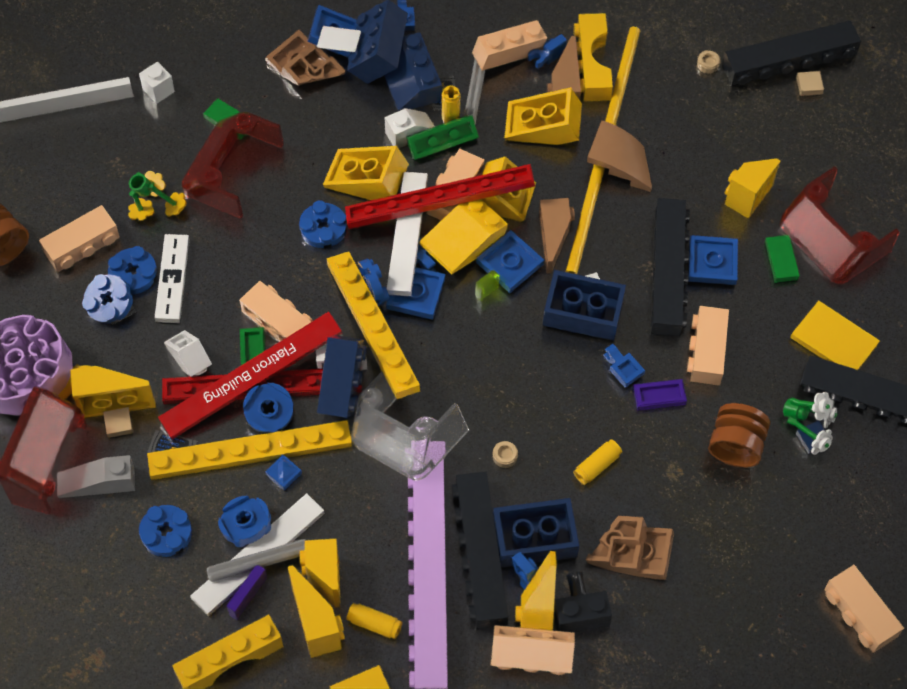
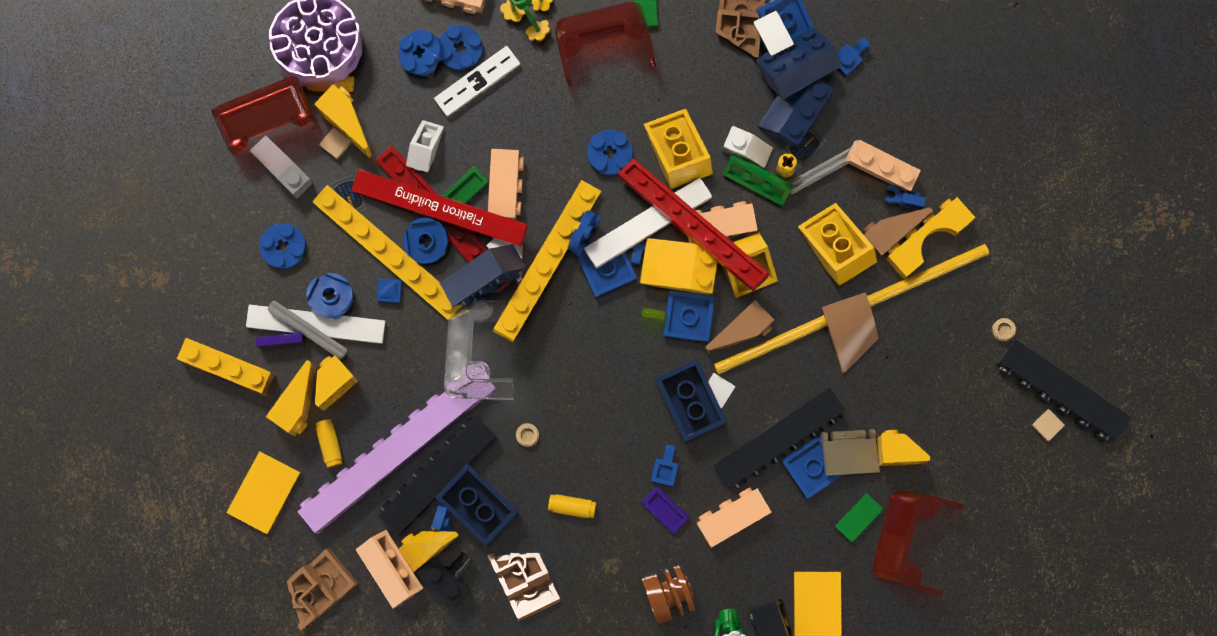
camera: 55 degrees right, 20 degrees up
(722, 224) = (850, 452): none -> dark tan piece

